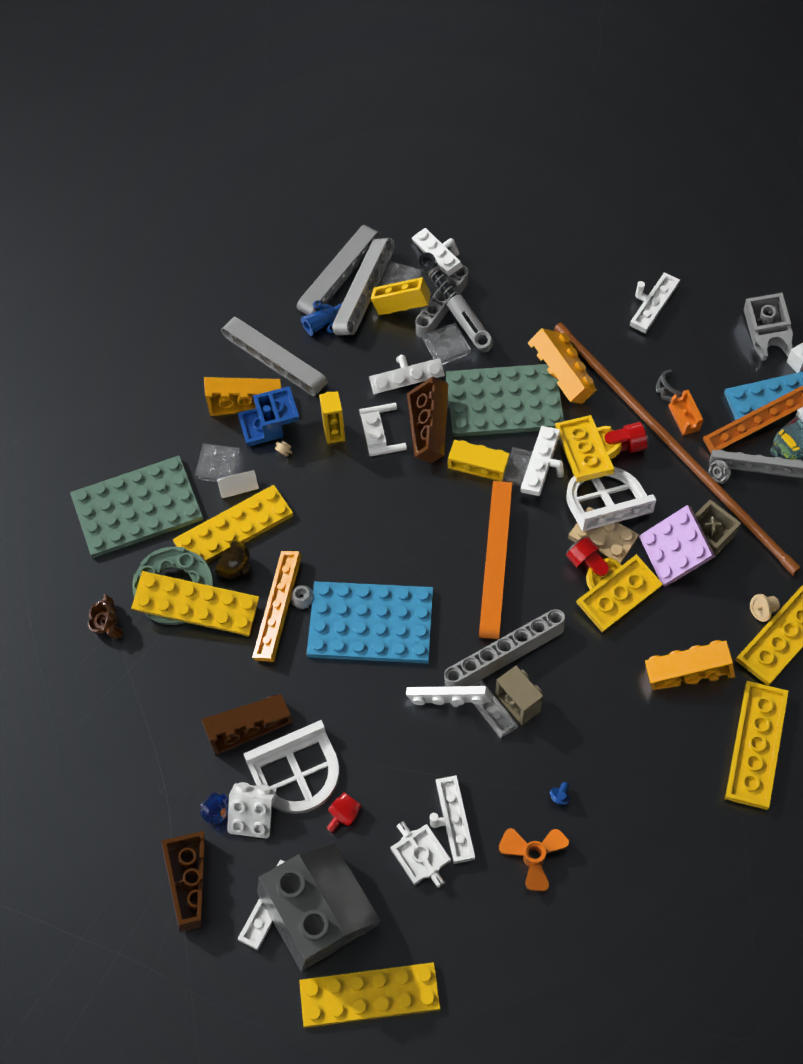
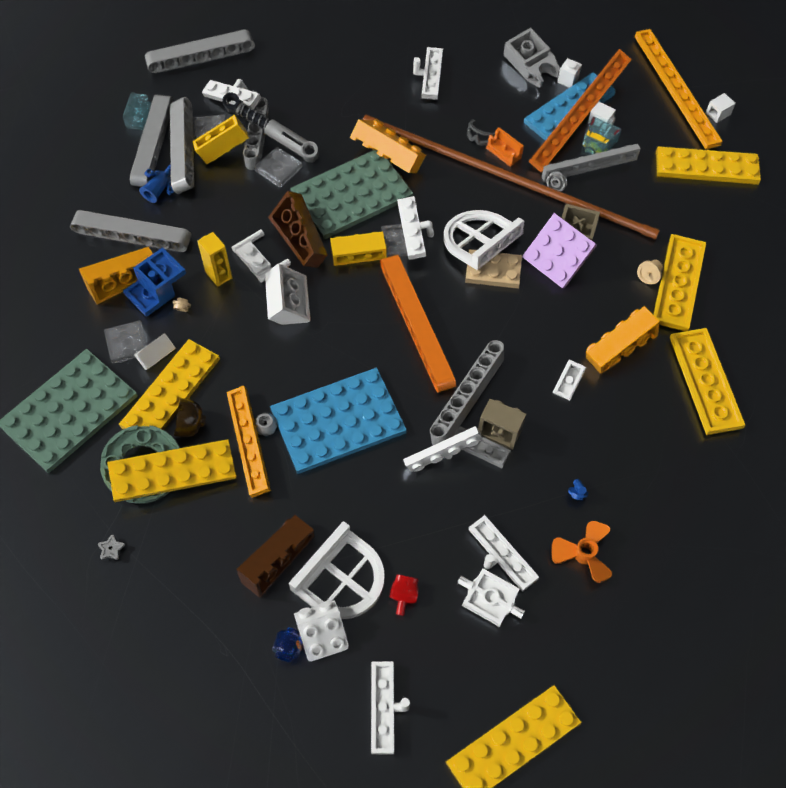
camera: 30 degrees left, 0 degrees up
(104, 612) = (87, 515): reddish brown hair -> none
(116, 651) = (114, 552): none -> light grey plate
(185, 874) = (293, 720): reddish brown wedge -> none
(316, 904) = (432, 689): dark grey slope -> none
(338, 234) = (136, 111): none -> clear light blue hinge
(385, 480) = (287, 296): none -> white slope
(406, 375) = (257, 203): white plate -> none
(431, 193) = (199, 51): none -> light grey beam
(593, 447) = (449, 202): yellow plate -> none
(612, 586) = (526, 304): yellow plate -> none
(616, 682) = (569, 379): none -> white slope

